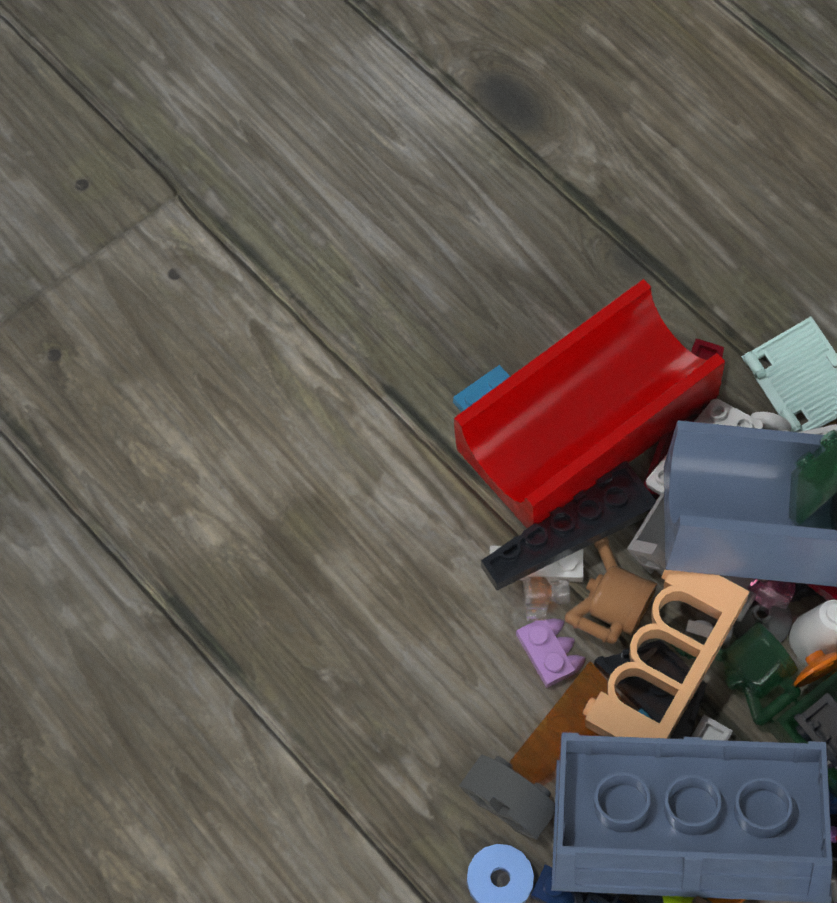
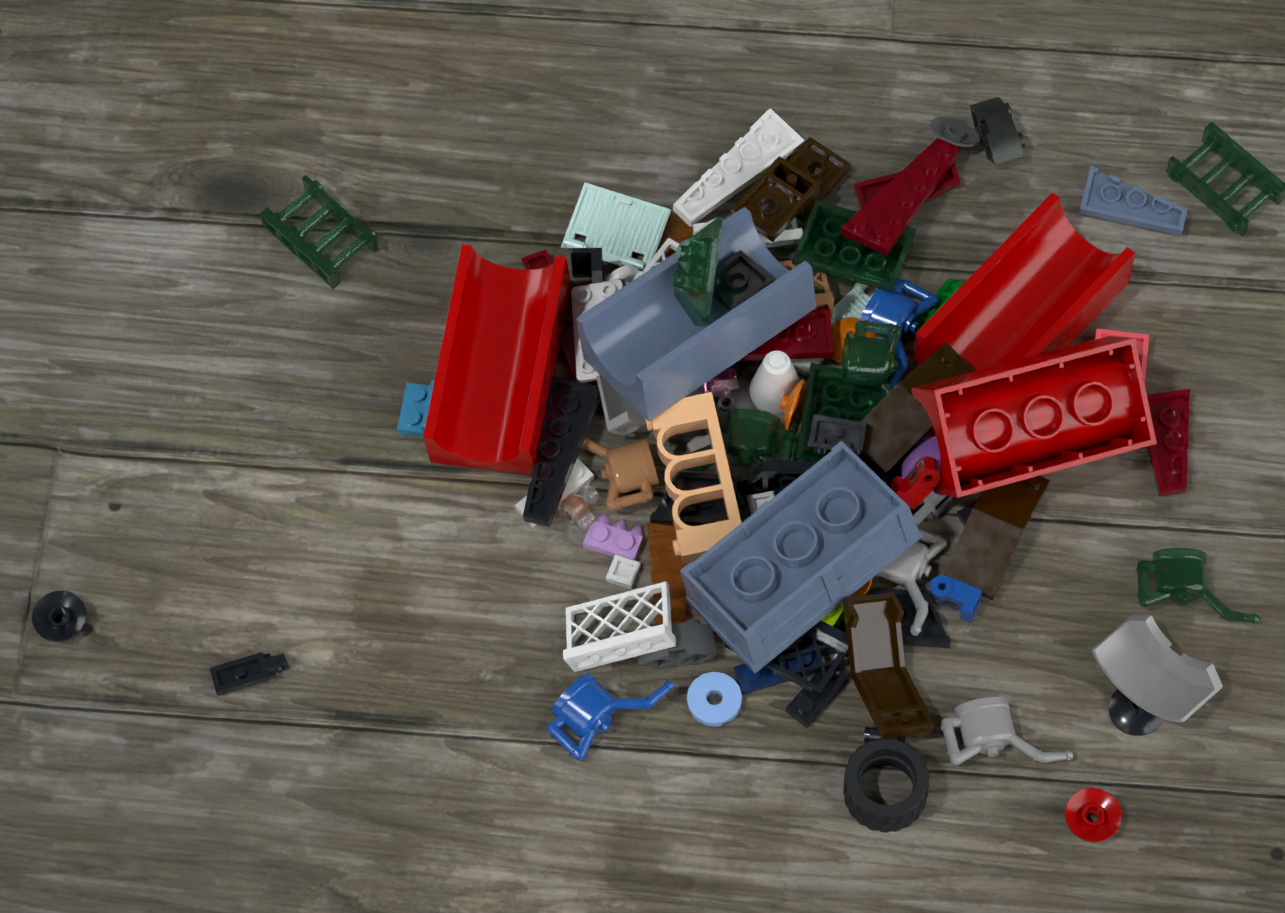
camera: 40 degrees left, 0 degrees up
(35, 315) = (57, 605): none -> black dish
(134, 497) = (247, 672): none -> black hinge
(375, 787) = (589, 709): none -> blue piece
(461, 758) = (619, 644): none -> white fence
(524, 196) = (311, 254): none -> clear green fence
(528, 687) = (623, 572): none -> white tile
(744, 719) = (773, 476): none -> black wing
(748, 388) = (587, 263): none -> black panel

